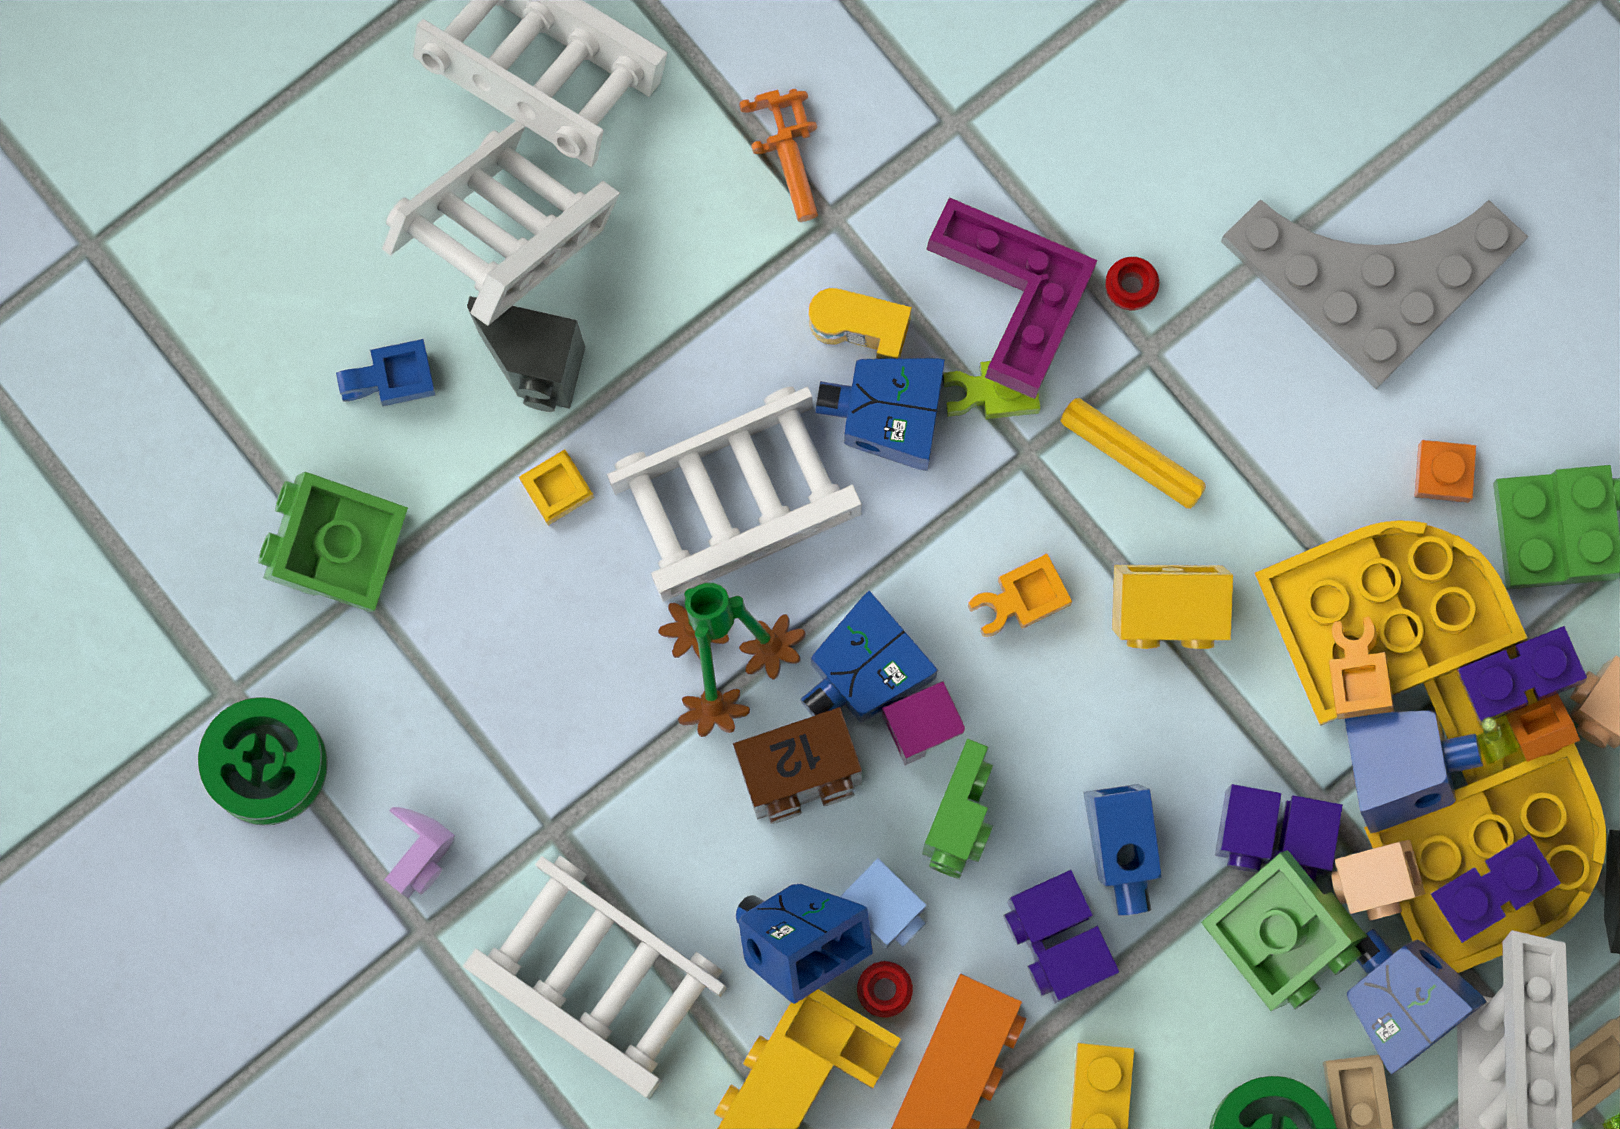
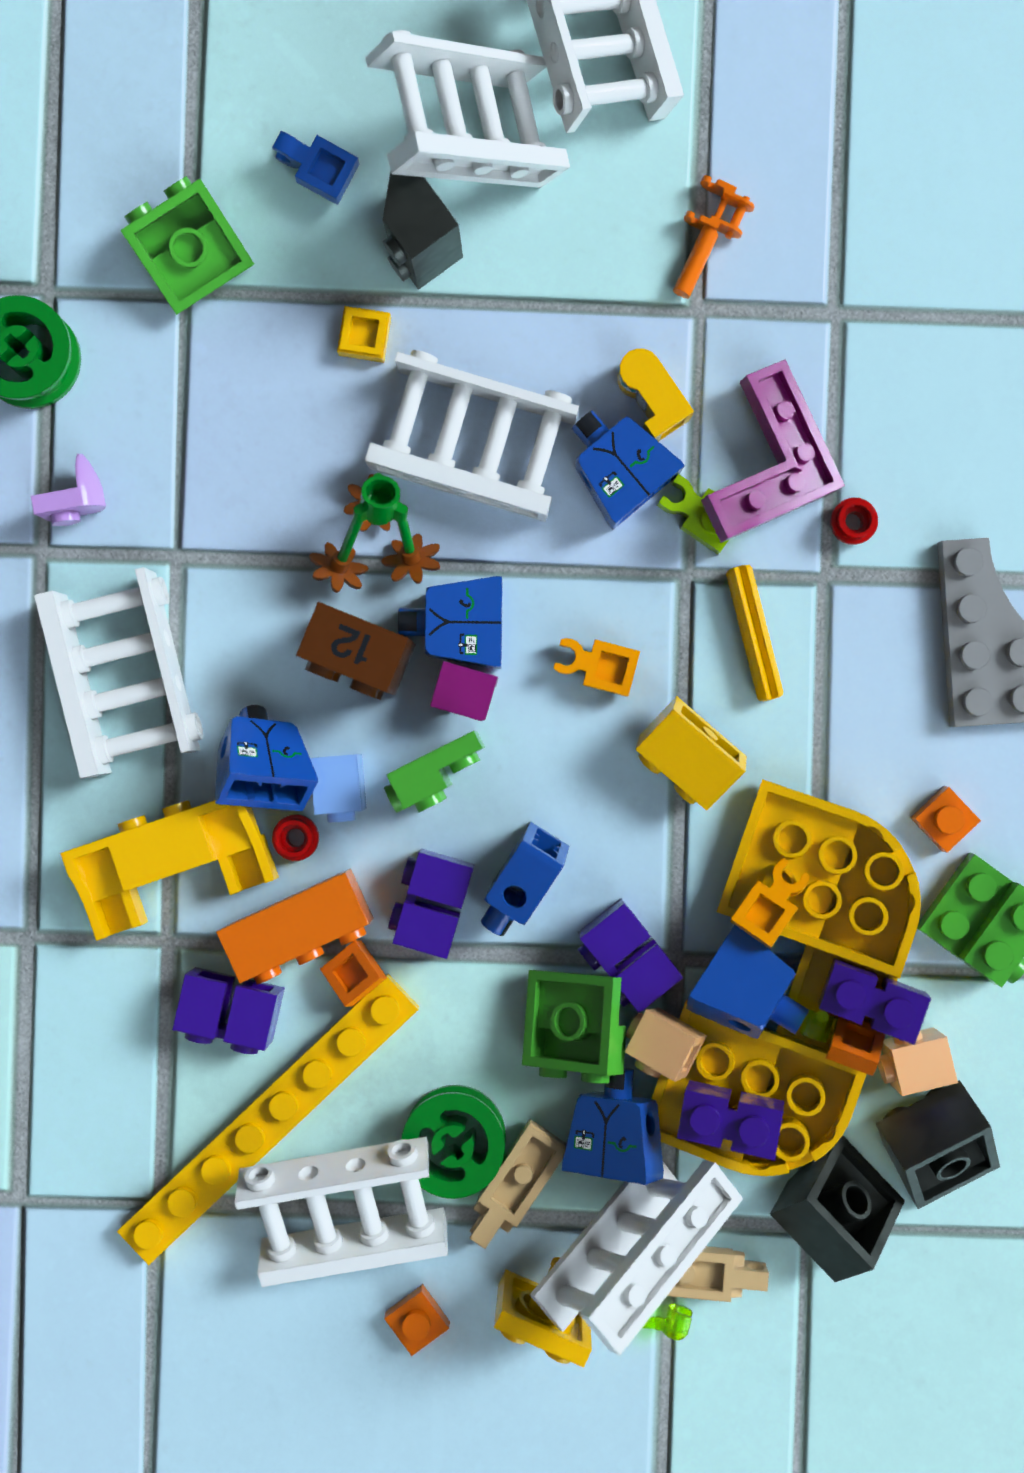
camera: 35 degrees right, 10 degrees up
(1046, 1066) = (353, 973): none -> orange plate

